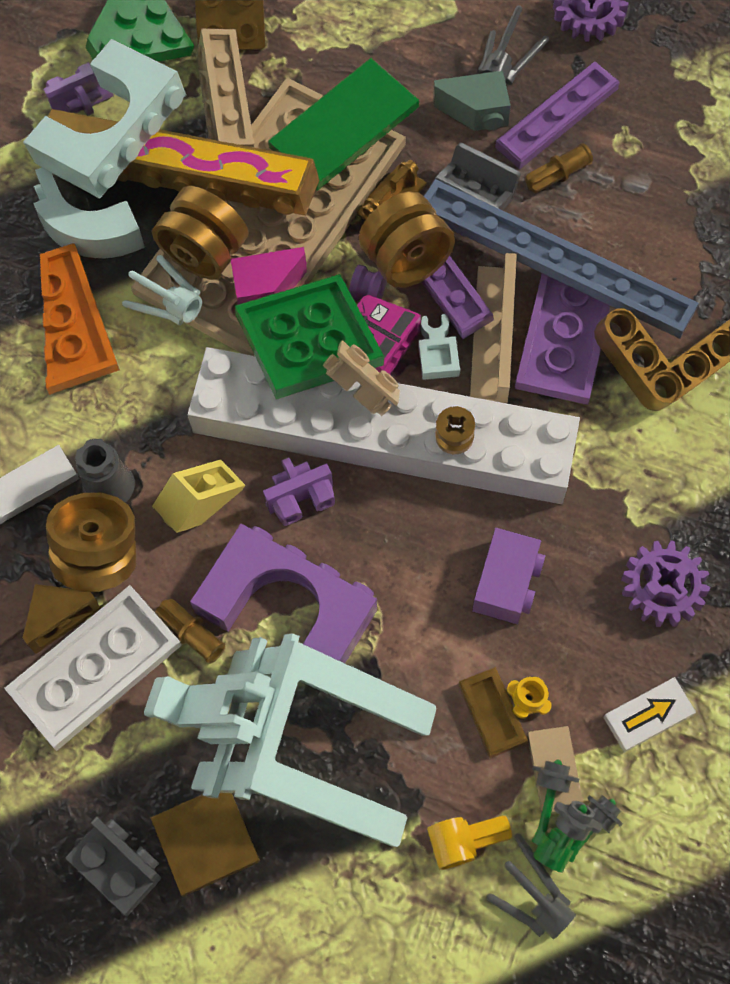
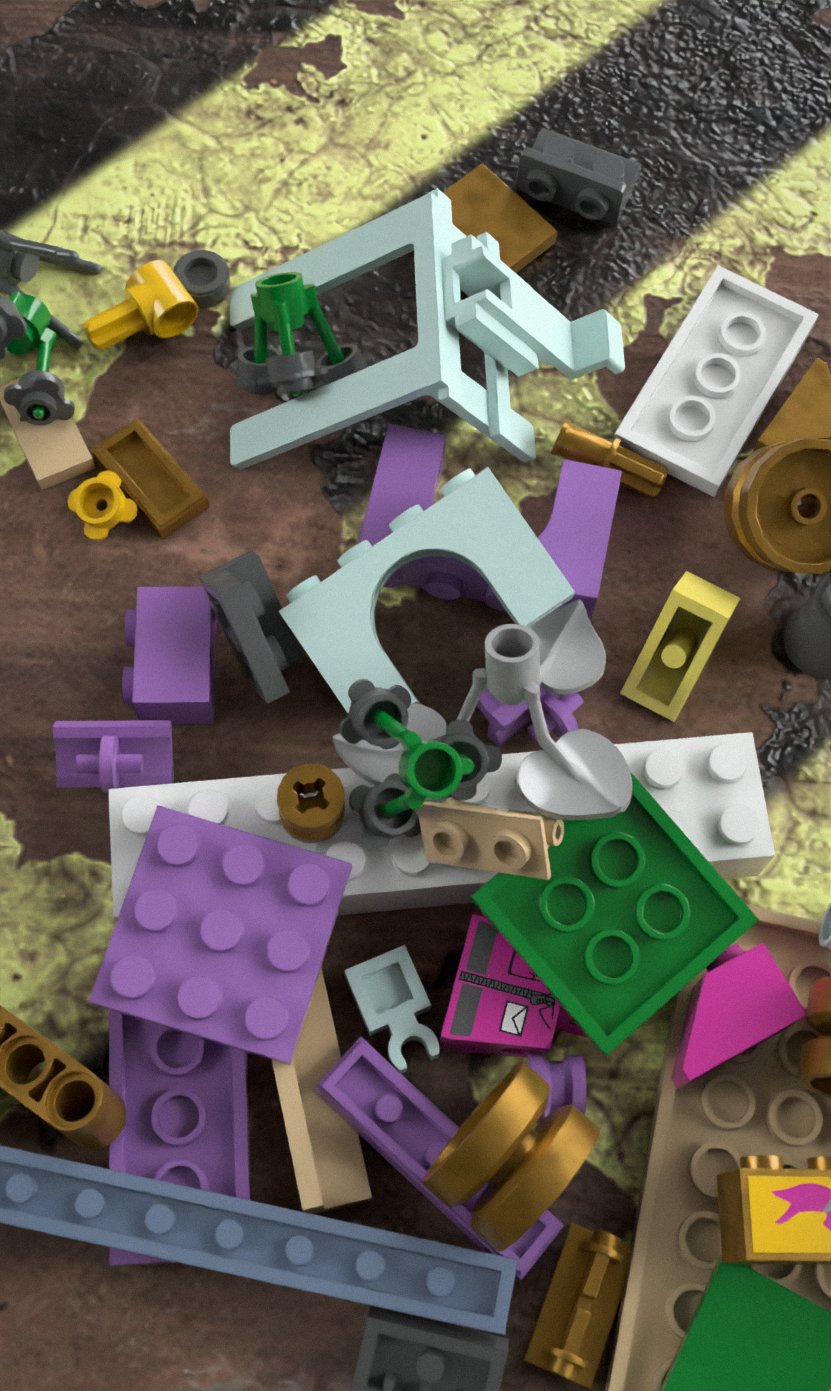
camera: 155 degrees right, 0 degrees up
(309, 385) = (567, 780): none -> light grey plant
(309, 573) = (469, 524): none -> light aqua arch
(377, 768) = (263, 369): none -> plant
(408, 412) = (424, 768): none -> dark grey plant
(416, 862) = (204, 277): none -> dark grey tile
(457, 573) = (252, 623): none -> dark grey bracket
(523, 383) = (222, 935): none -> medium lavender plate
(561, 519) = (113, 753): none -> medium lavender hips

